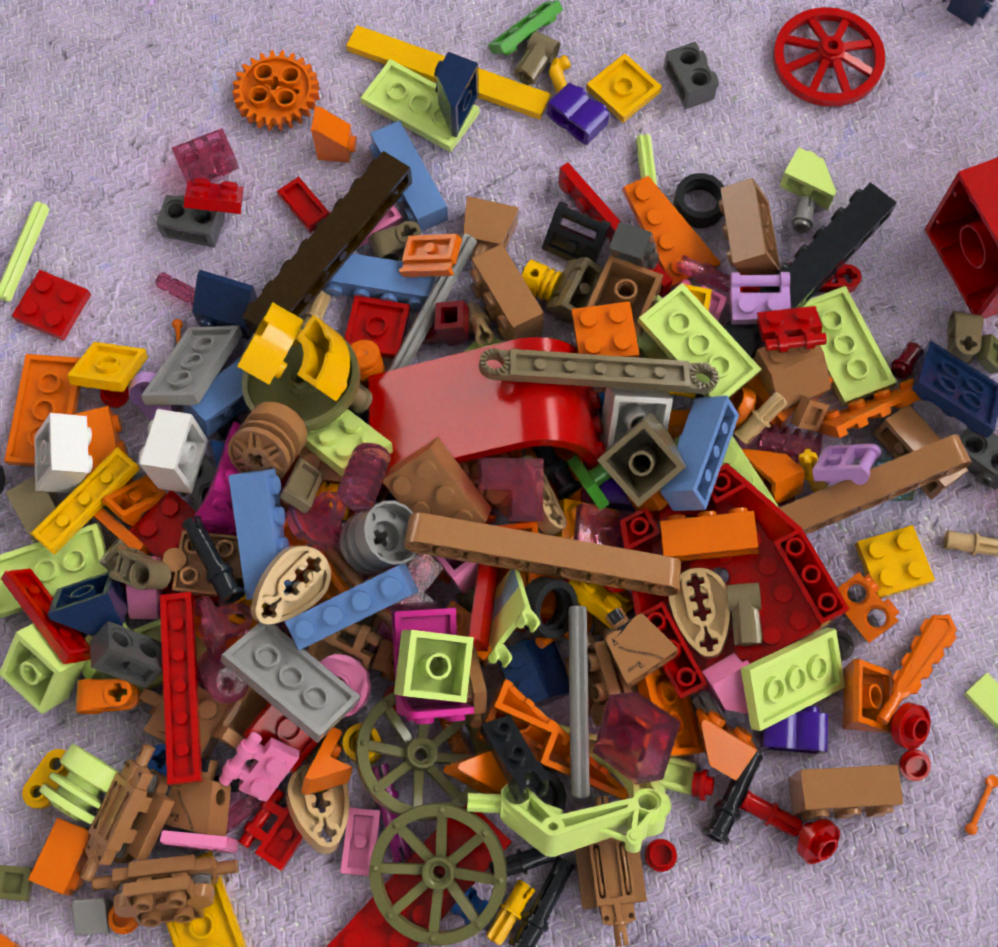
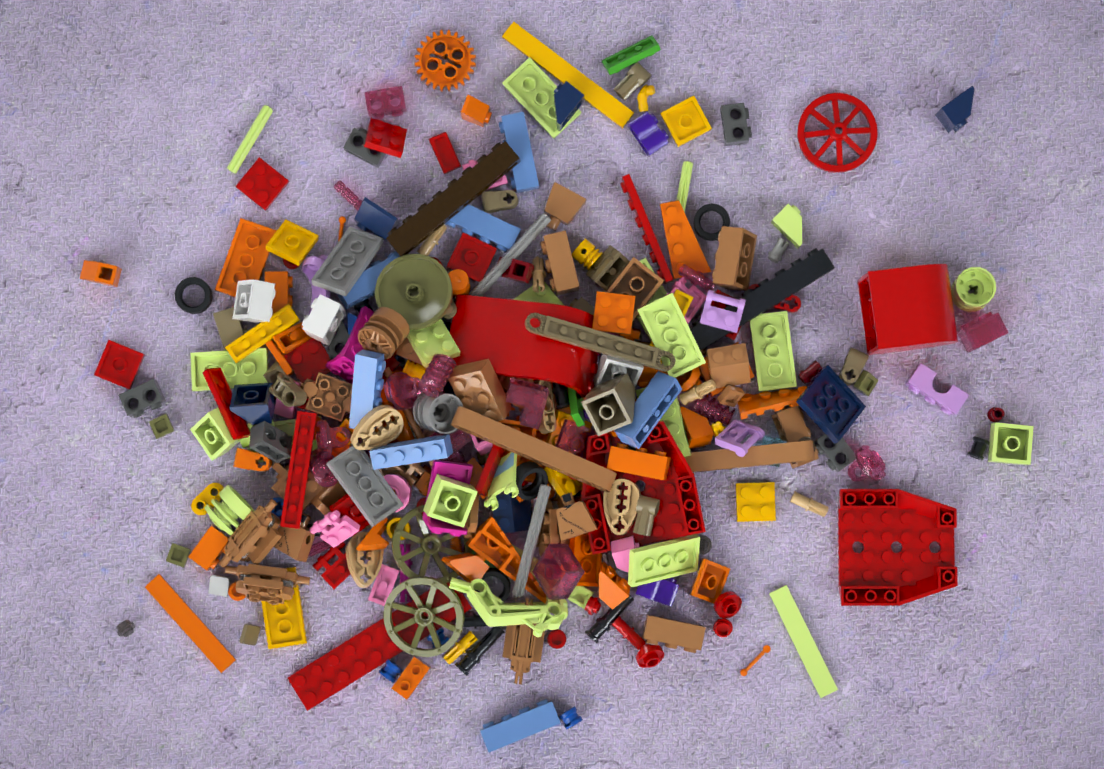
camera: 15 degrees right, 15 degrees up
(199, 841) = (288, 561): bright pink tile -> none
(218, 572) = (336, 408): black pin -> none
(271, 344) = (400, 267): yellow brick -> none
(302, 485) = (398, 366): dark tan tile -> none
(324, 359) = (431, 288): yellow brick -> none
(430, 255) = (517, 223): orange plate -> none
(514, 757) = (483, 564): black plate -> none
(570, 243) = (616, 232): black plate -> none
(634, 246) = (650, 257): dark grey brick -> none
(791, 329) = (731, 338): red plate -> none
(859, 611) = (720, 528): orange brick -> none
(926, 650) = (754, 562): orange sword -> none

